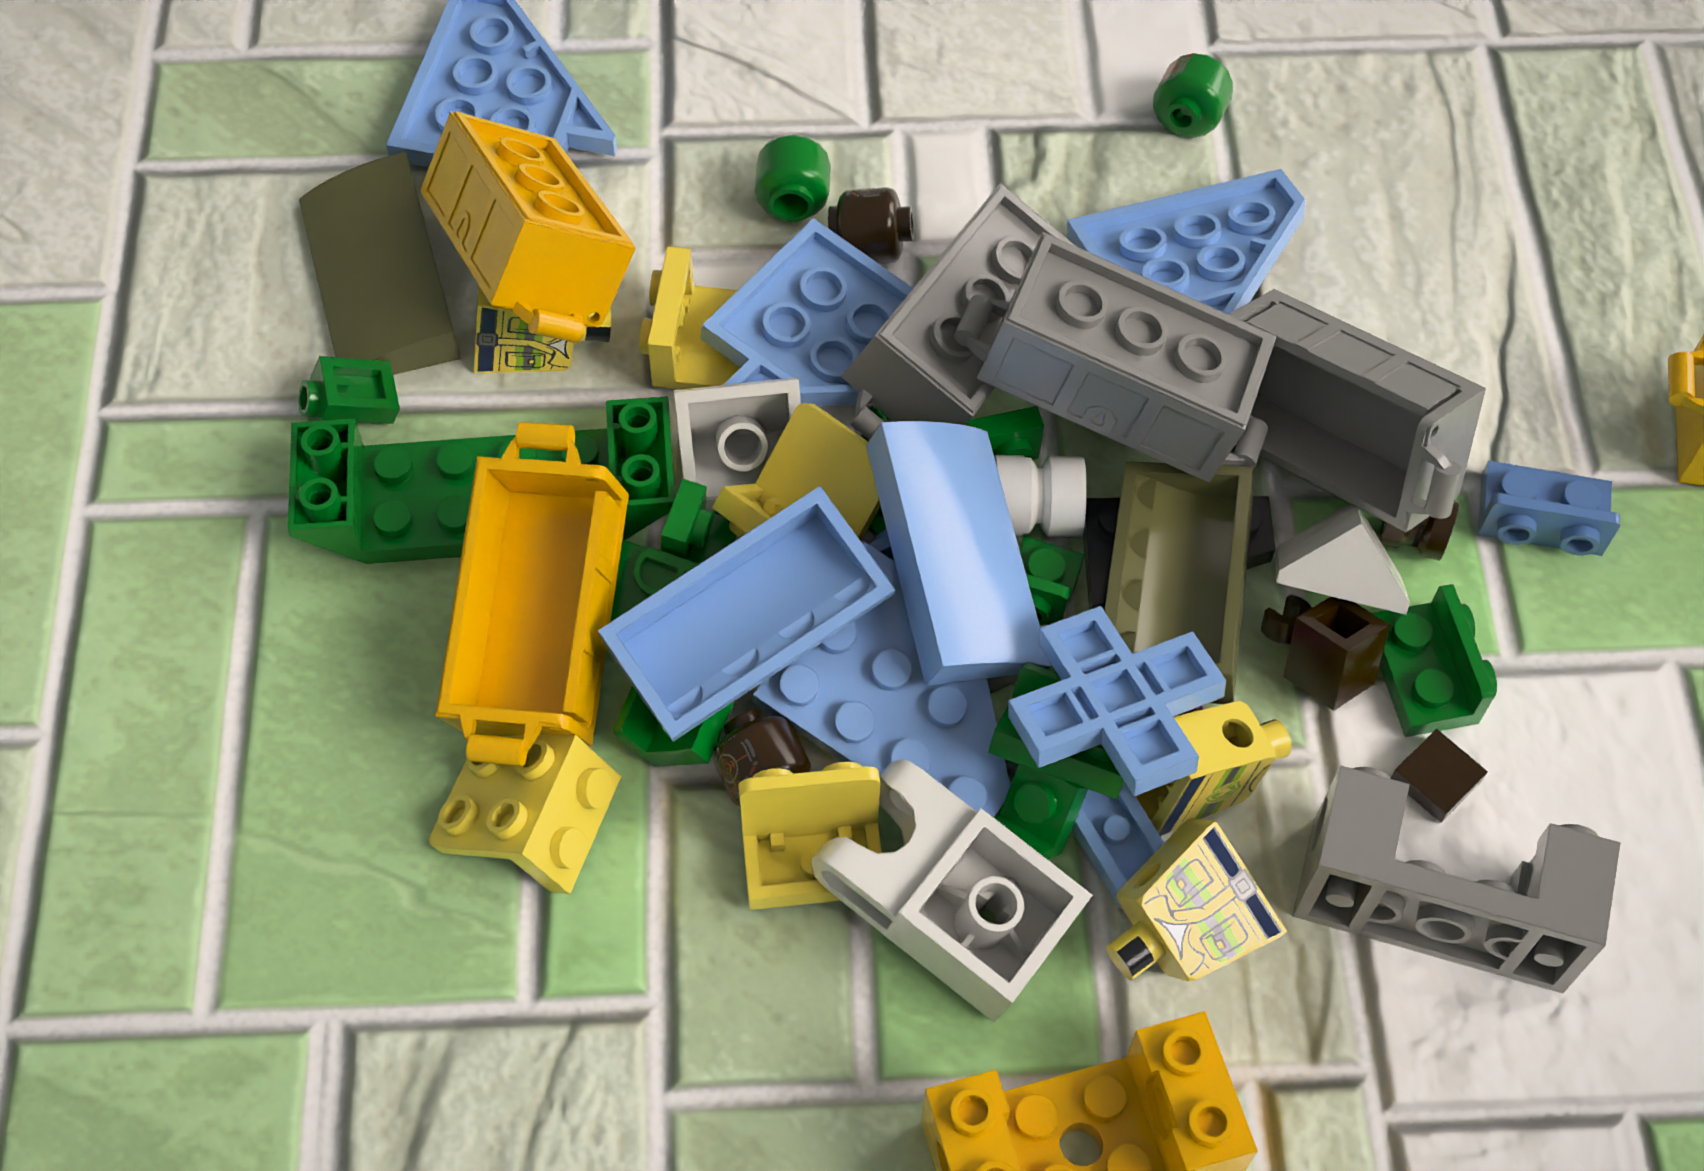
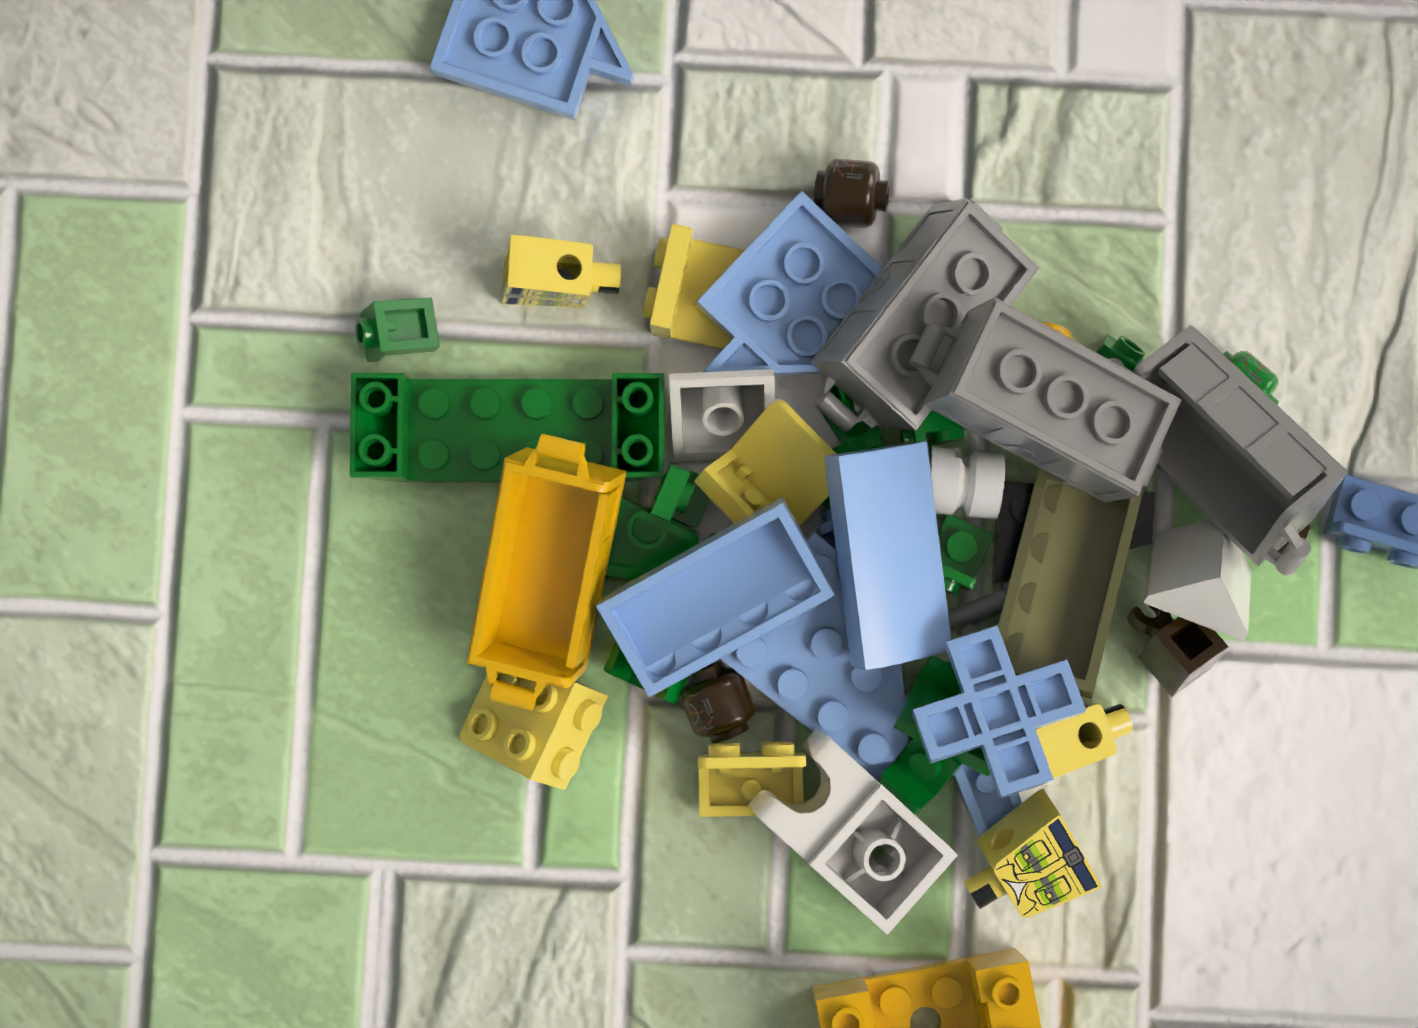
camera: 10 degrees right, 25 degrees up
(378, 267) = (421, 195): olive slope -> none
(527, 225) = (551, 199): yellow container -> none
(792, 178) = (787, 135): green head -> none
(1194, 91) = (1158, 68): green head -> none
(1200, 241) = (1128, 249): light blue wing -> none
(1436, 666) = (1264, 666): green bracket -> none
(1439, 775) = (1245, 752): dark brown tile -> none
(1530, 931) = (1306, 889): light grey plate -> none

